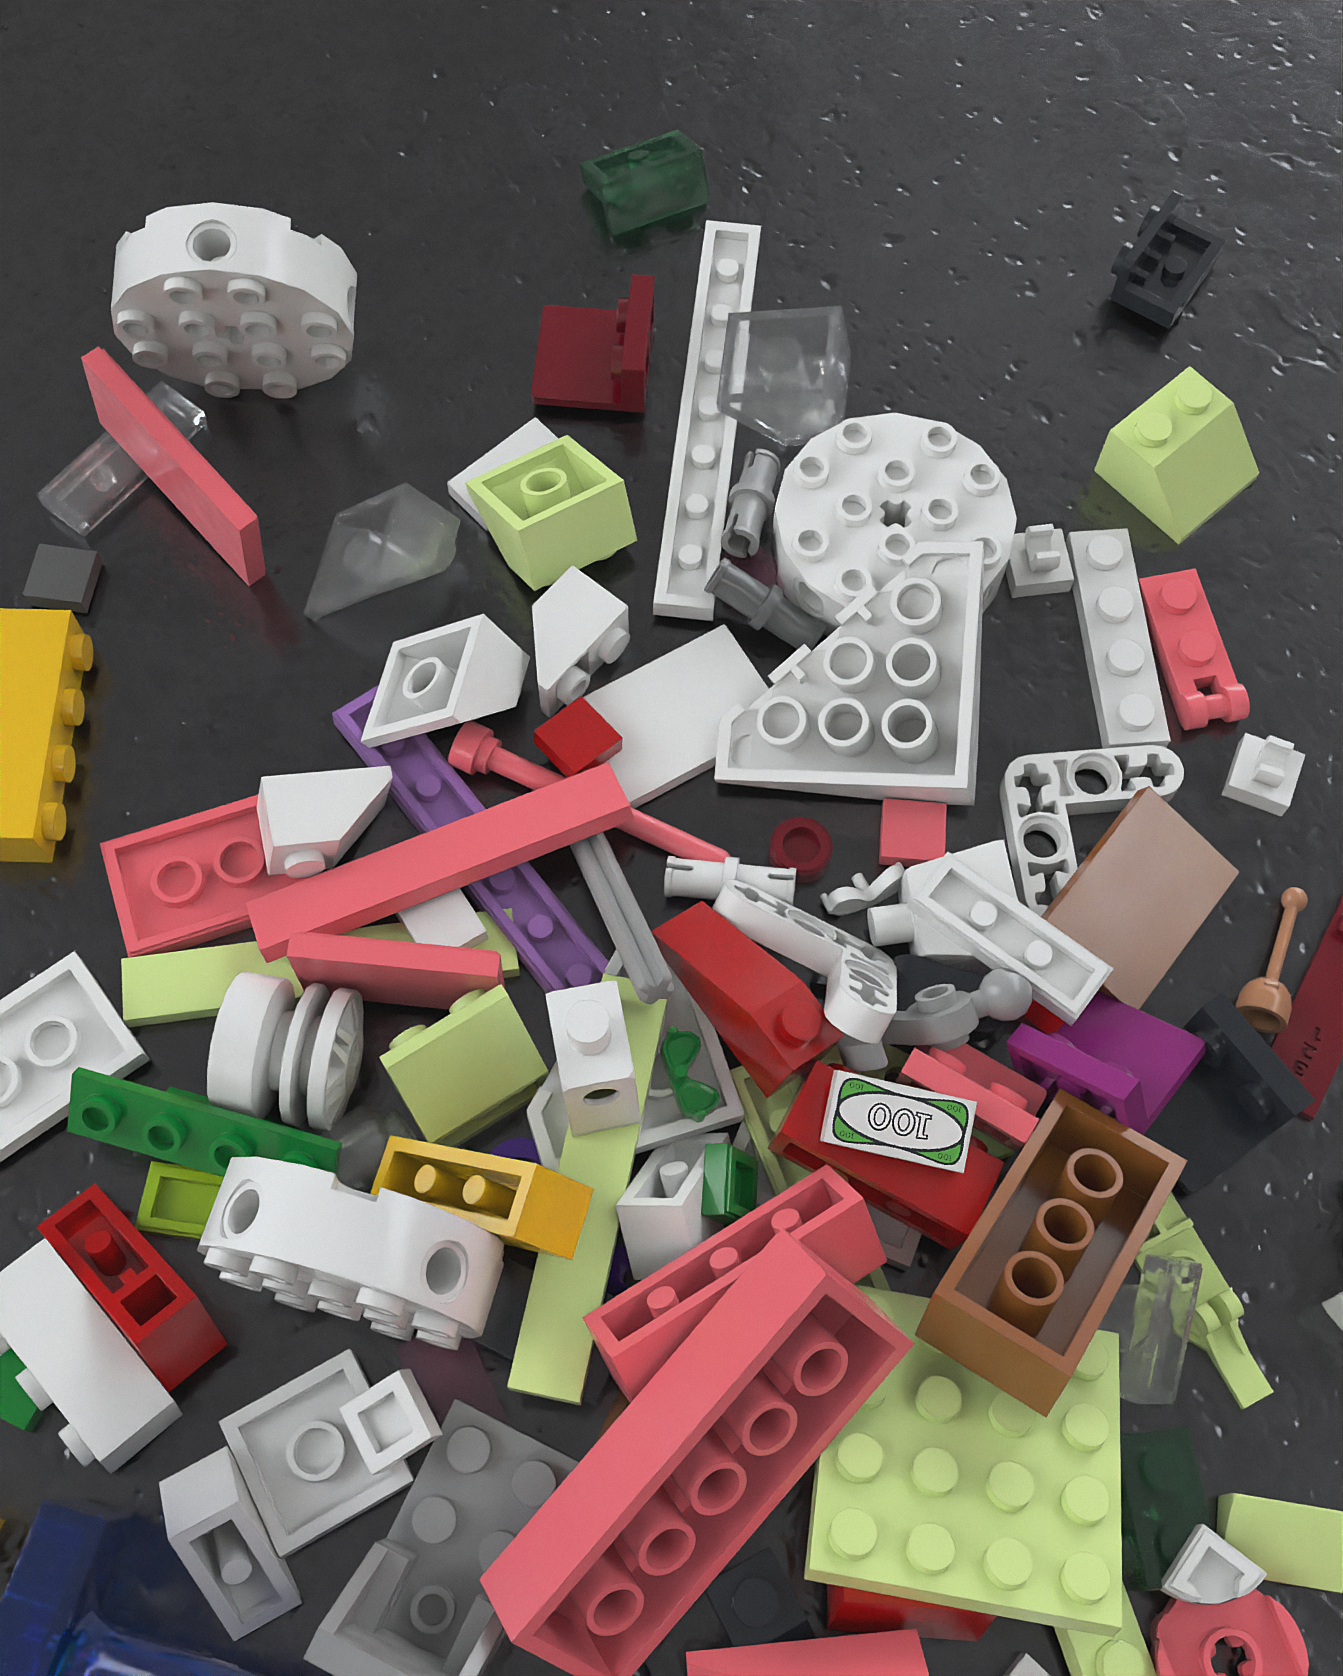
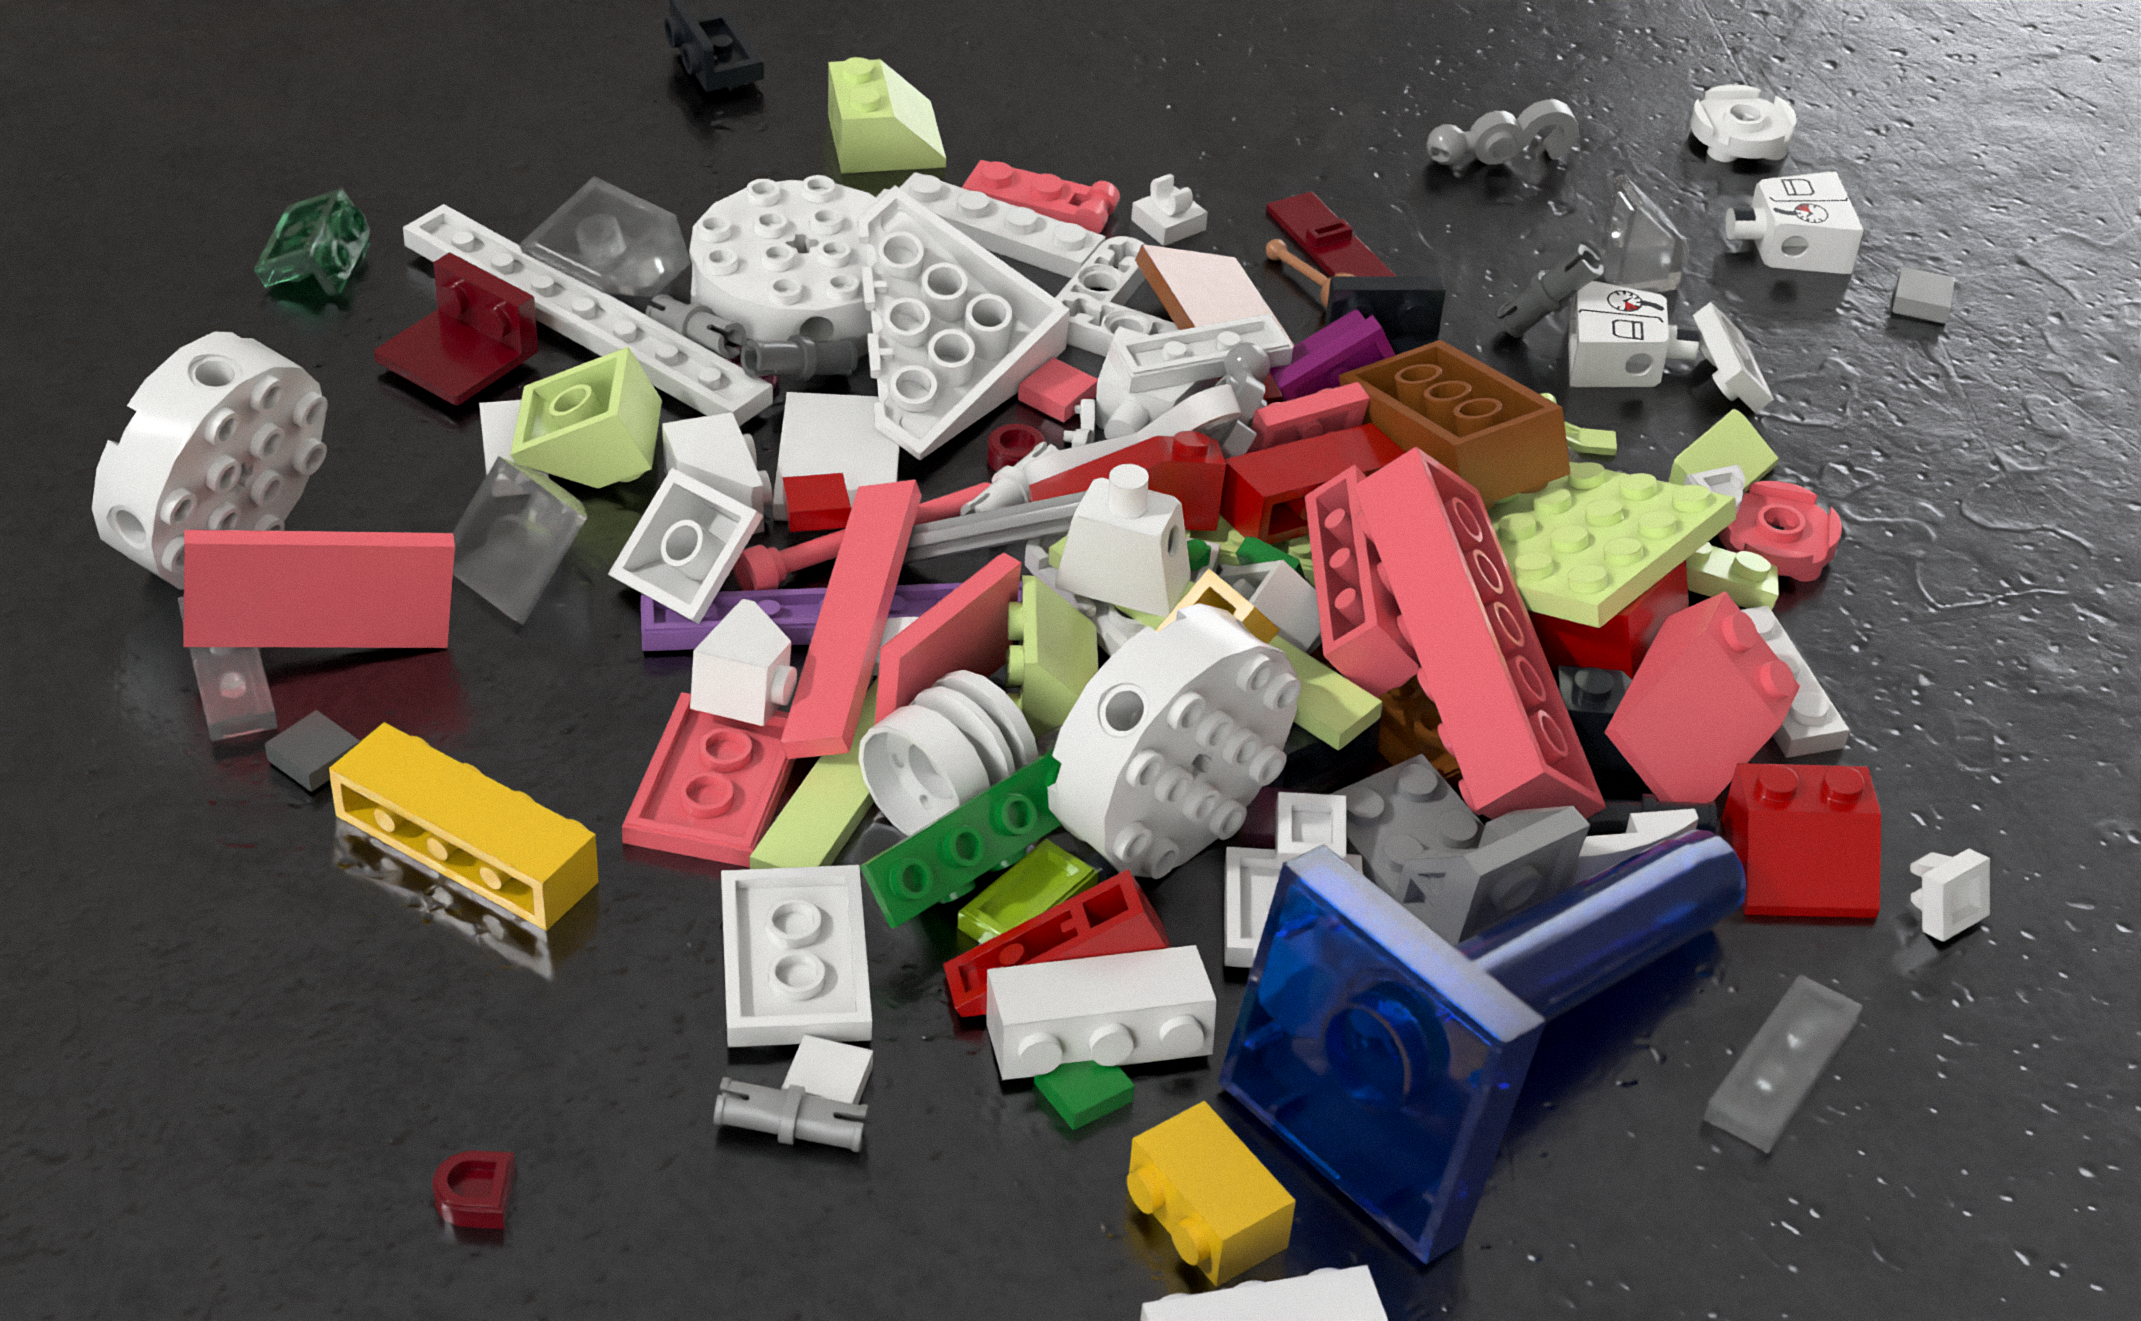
camera: 60 degrees left, 25 degrees down
(898, 1121) = (1306, 435): white tile -> none

